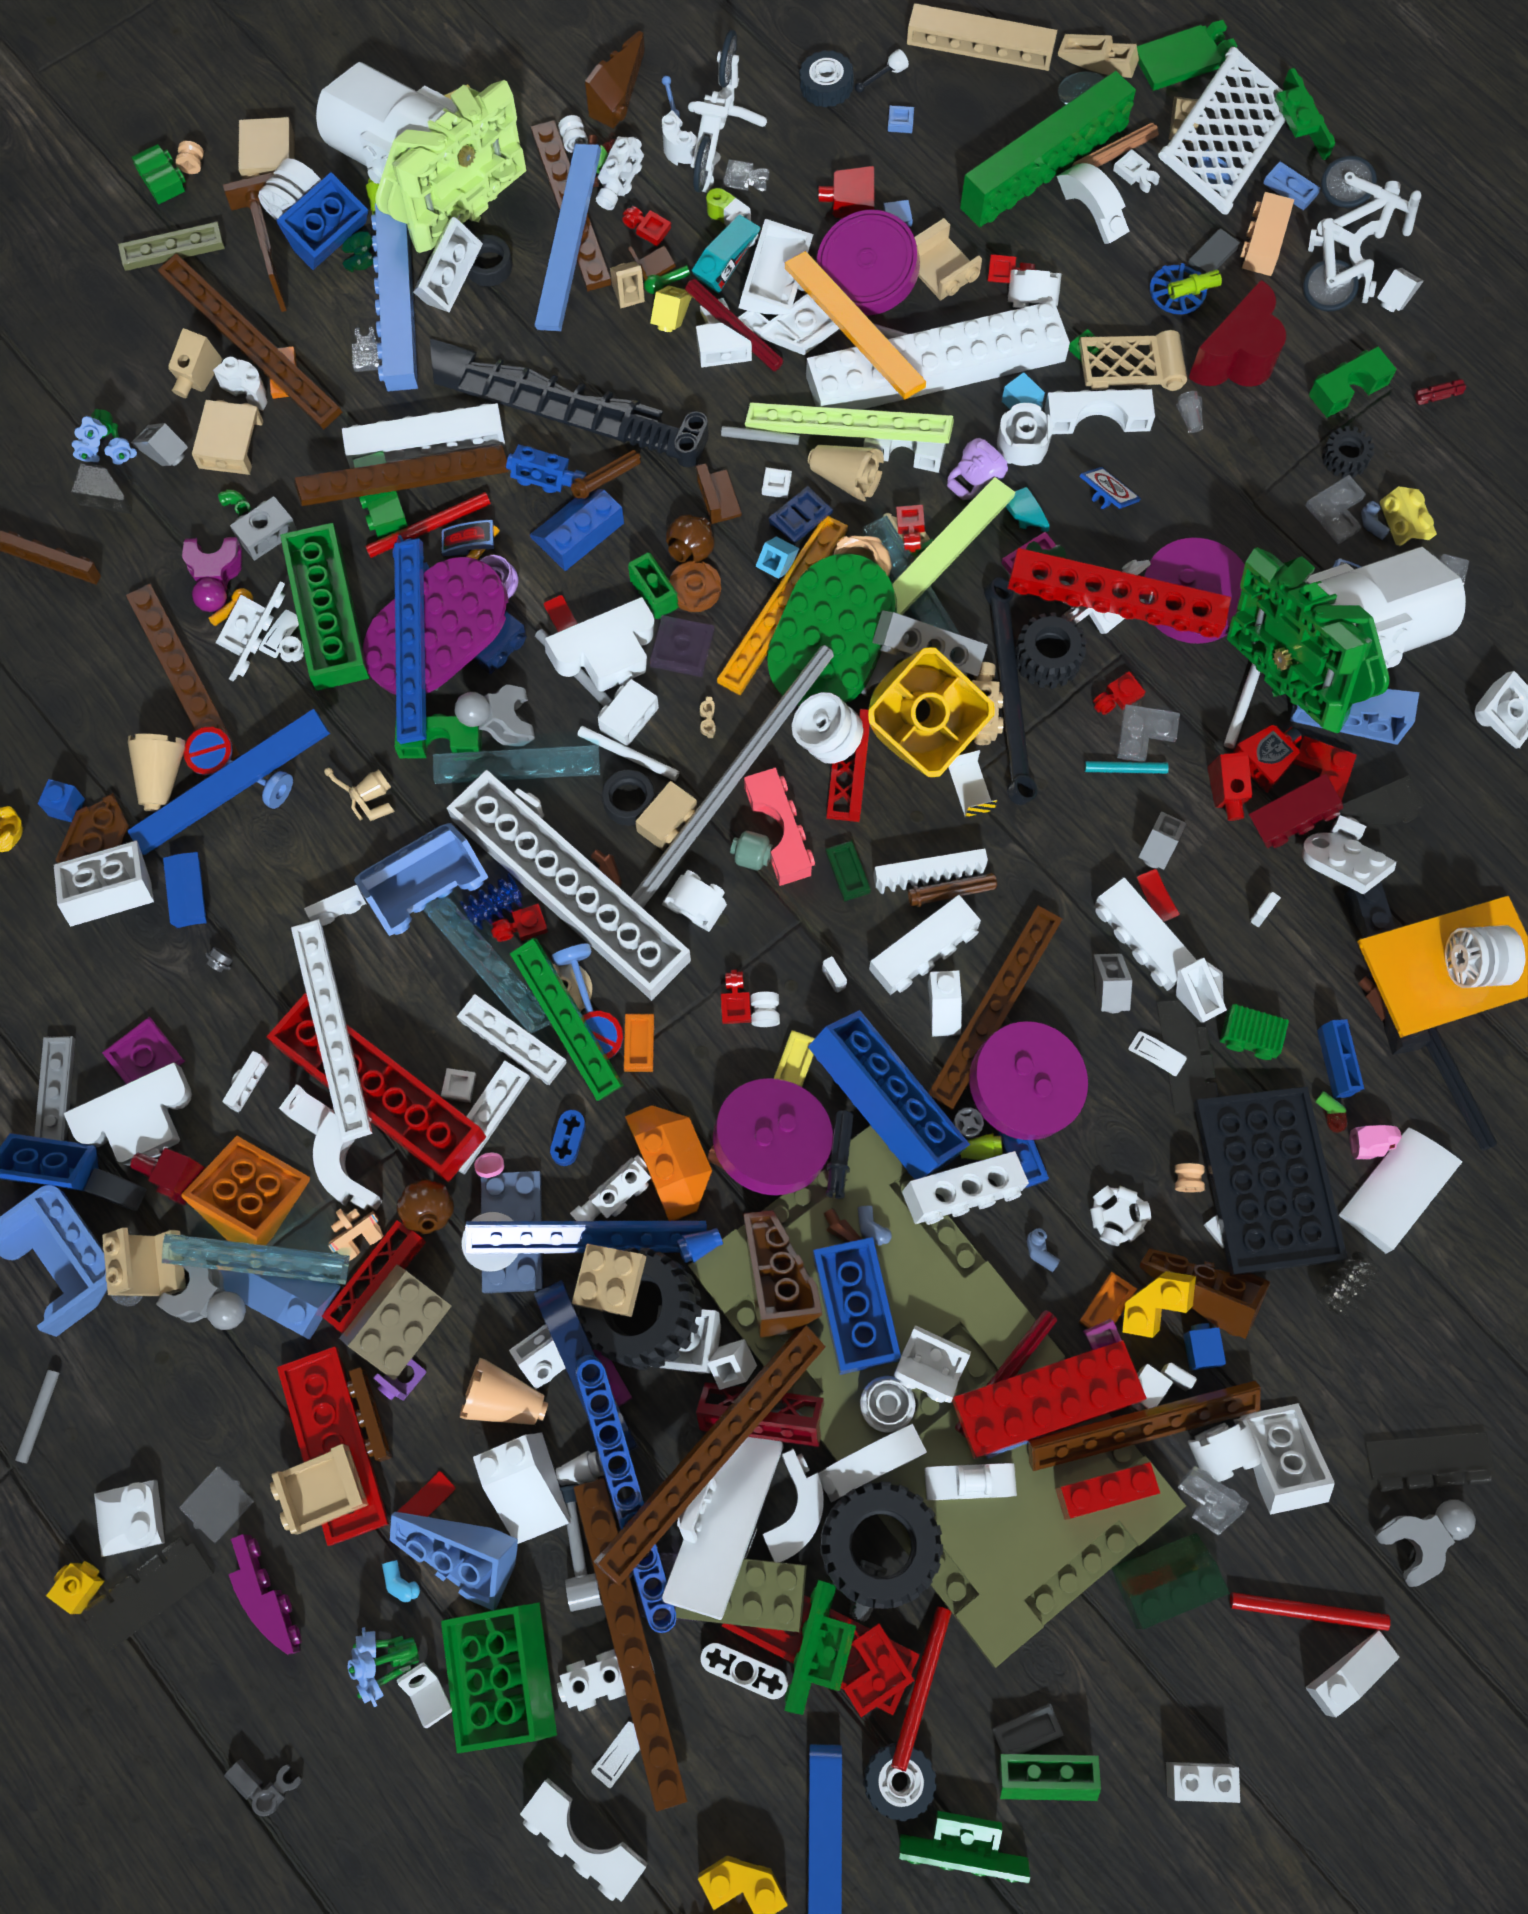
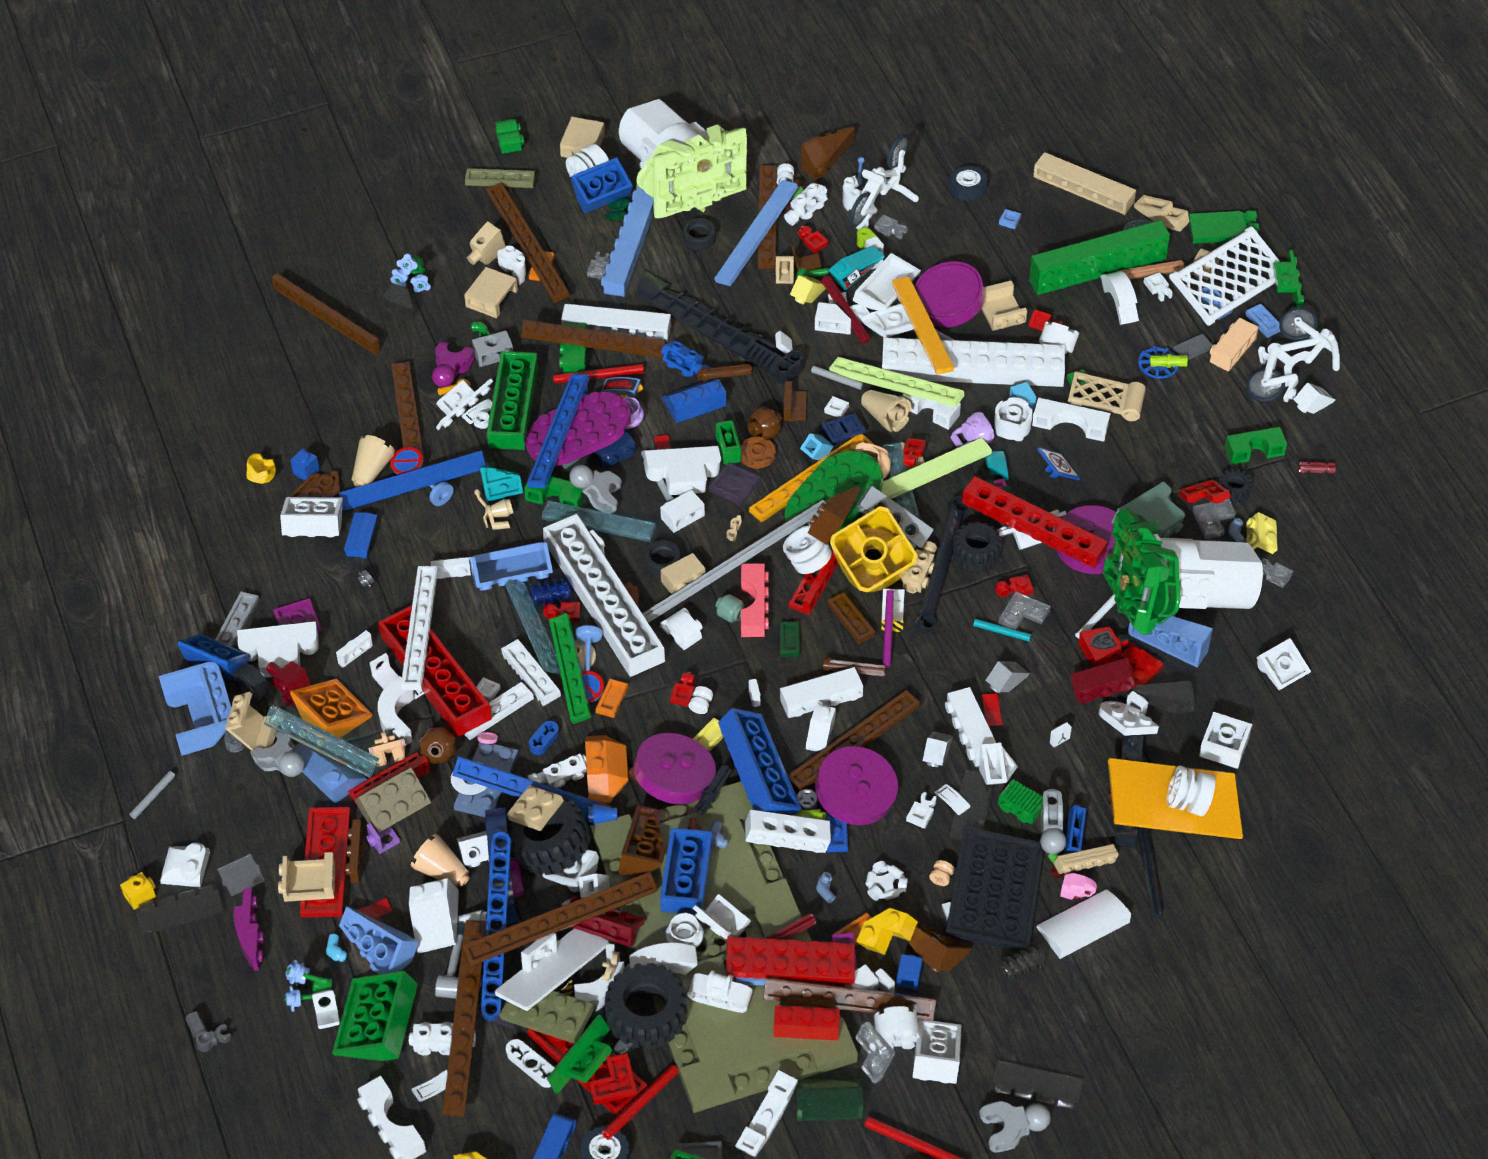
camera: 20 degrees right, 20 degrees down
(160, 444) = (447, 286): light grey slope -> none
(189, 157) = (532, 131): light nougat wheel -> none
(245, 194) = (558, 159): reddish brown piece -> none
(356, 747) = (500, 483): none -> teal wing
(448, 266) = (670, 229): white slope -> none
(628, 753) = (674, 535): white bar -> none
(669, 402) = (783, 342): none -> white tile
(807, 1489) = (611, 967): none -> tan piece
(850, 191) = (956, 250): torso -> none
(859, 679) = (832, 515): none -> reddish brown slope
(896, 63) = (1020, 185): hinge -> none
(901, 210) = (985, 272): medium blue tile -> none
(920, 813) = (851, 618): none -> reddish brown plate
(930, 868) = (842, 650): white gear -> none
(981, 817) = (888, 628): none -> magenta bar
(1097, 1644) = (768, 1114): none -> white slope
(1126, 1091) = (921, 812): none -> white plate
(1190, 408) = (1135, 434): clear cone -> none
(1231, 783) = (1066, 653): red torso -> none
(1243, 344) = (1182, 402): dark red brick -> none
(1263, 525) = (1157, 506): none -> sand green brick
(1313, 1059) = (1051, 823): none -> light grey piece
(1315, 469) = (1210, 489): none -> red plate
(1372, 1095) = (1086, 859): none -> tan piece
(1484, 851) = (1225, 740): none -> white brick

